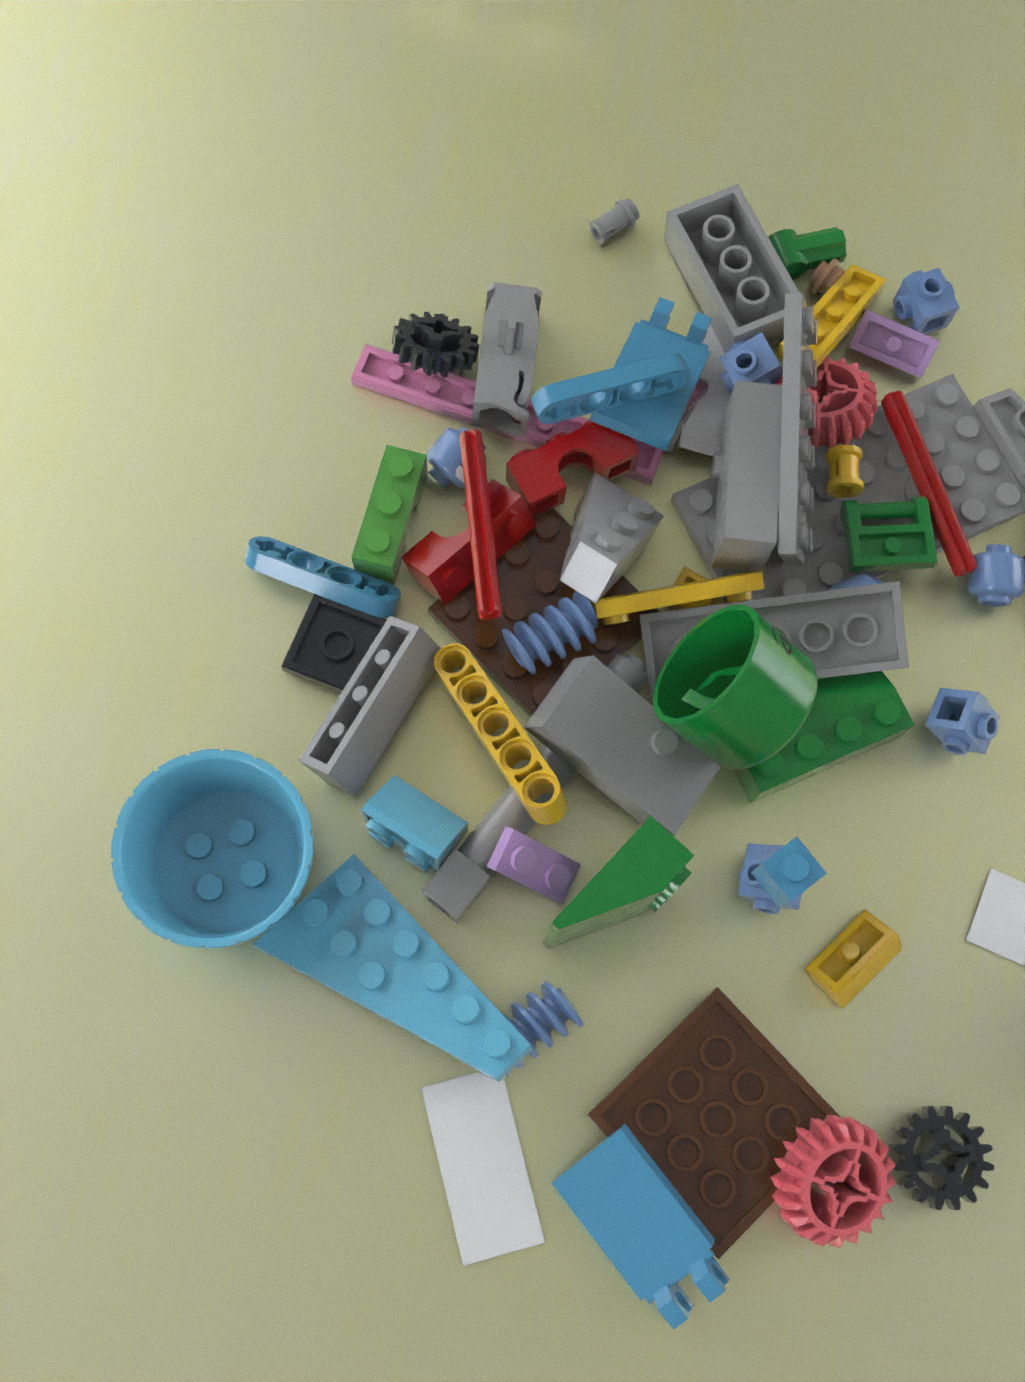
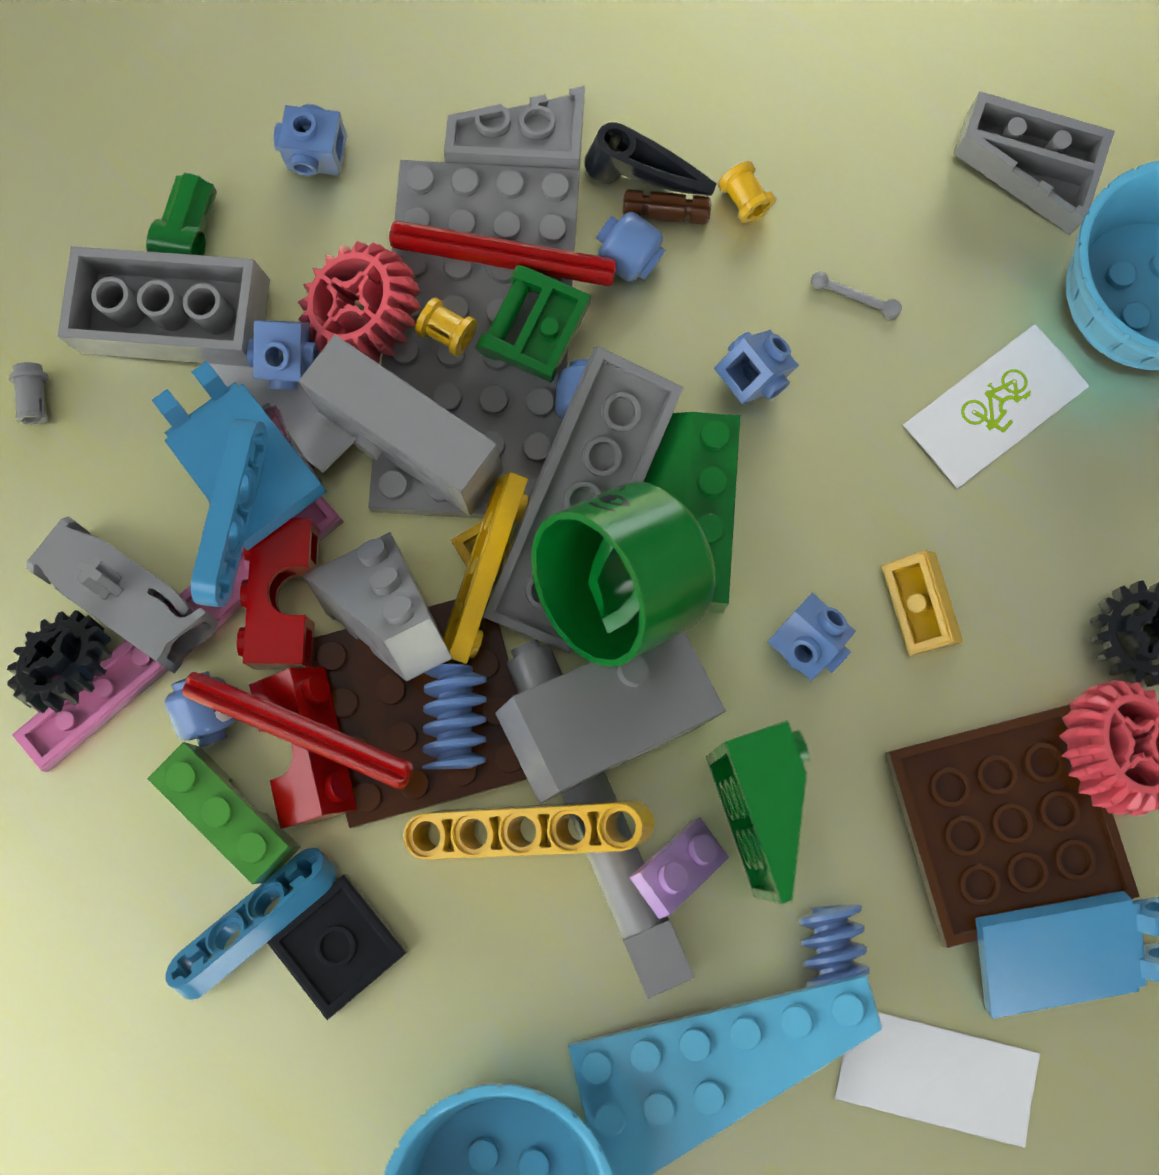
camera: 55 degrees left, 5 degrees up
(371, 706) = (425, 947): light grey brick -> none
(414, 823) = (573, 969): medium azure slope -> none
(788, 872) = (829, 625): dark azure brick -> none
(798, 415) = (371, 341): light grey plate -> none
(825, 276) = (225, 218): medium nougat plate -> none
(842, 308) = (275, 241): yellow plate -> none
(893, 343) = (335, 196): lavender plate -> none

